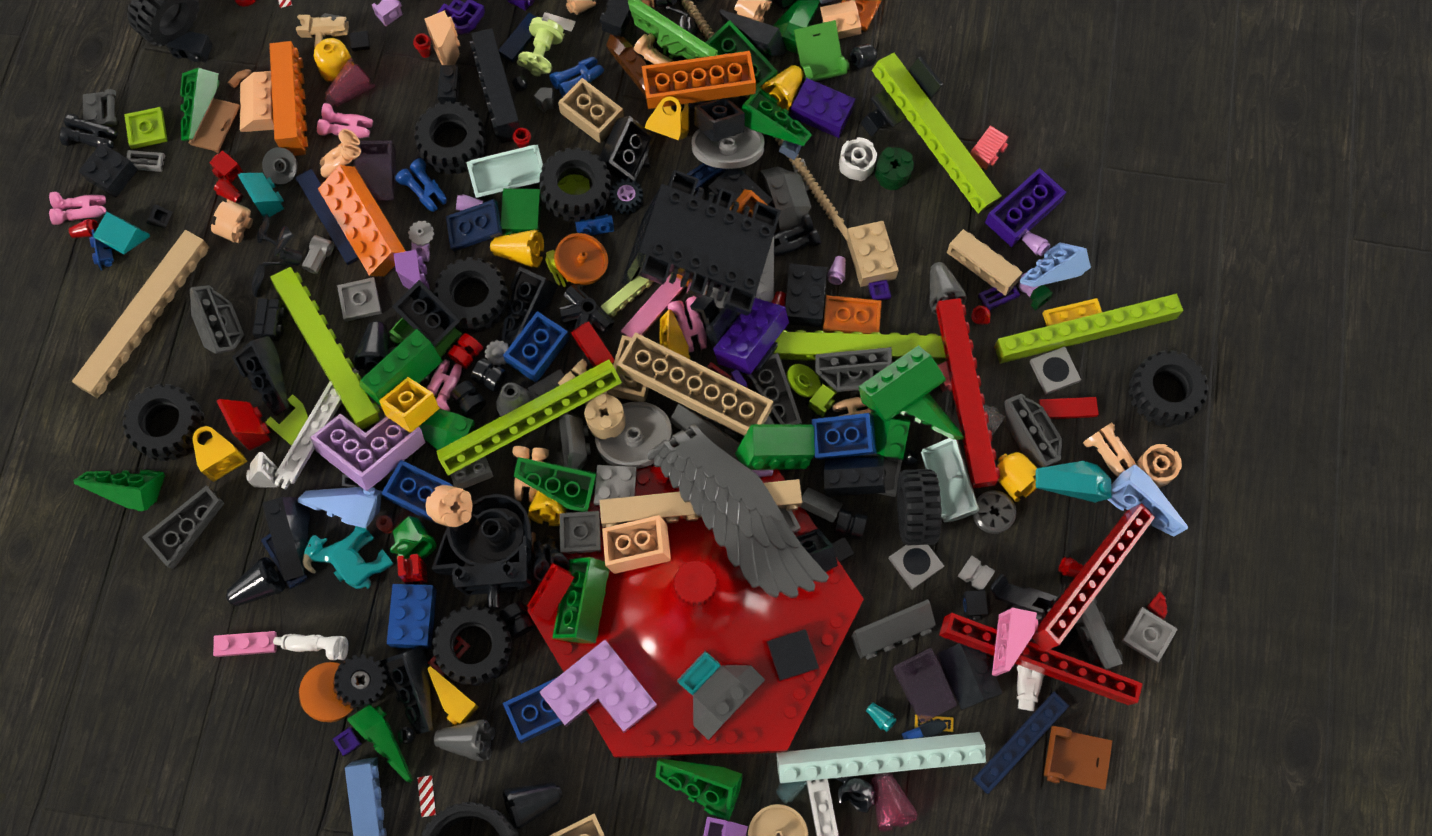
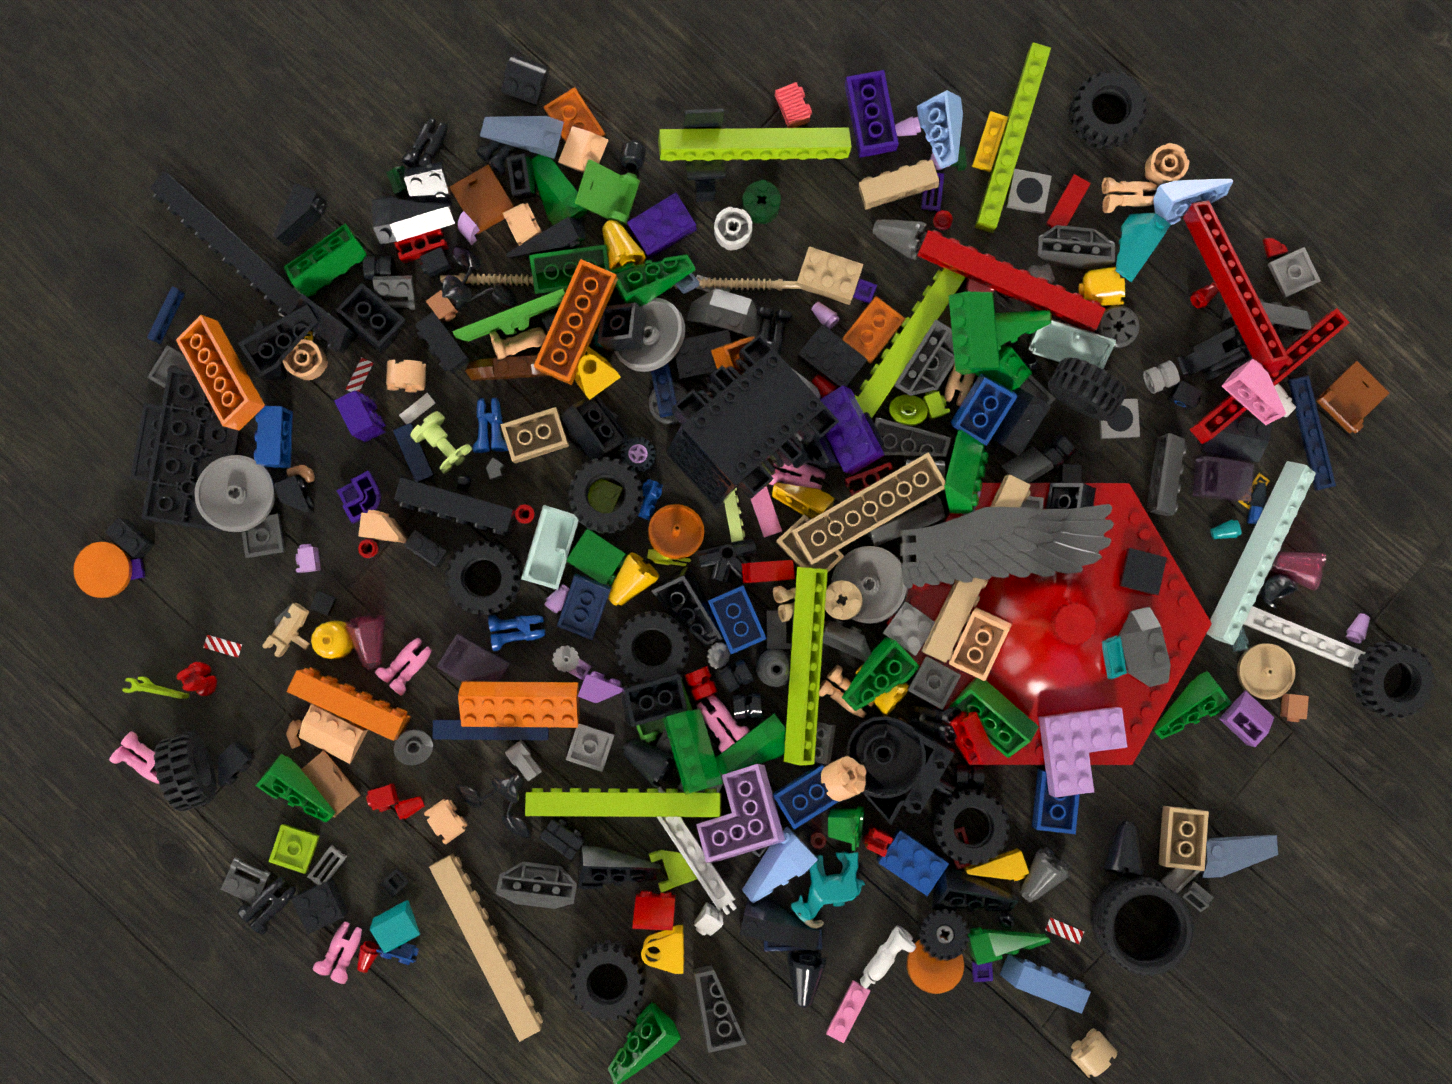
camera: 60 degrees left, 15 degrees up
(262, 193) = (433, 778): teal slope -> none
(342, 154) = (449, 680): light nougat piece -> none
(409, 404) = (732, 762): yellow brick -> none
(737, 377) = (882, 467): dark purple tile -> none

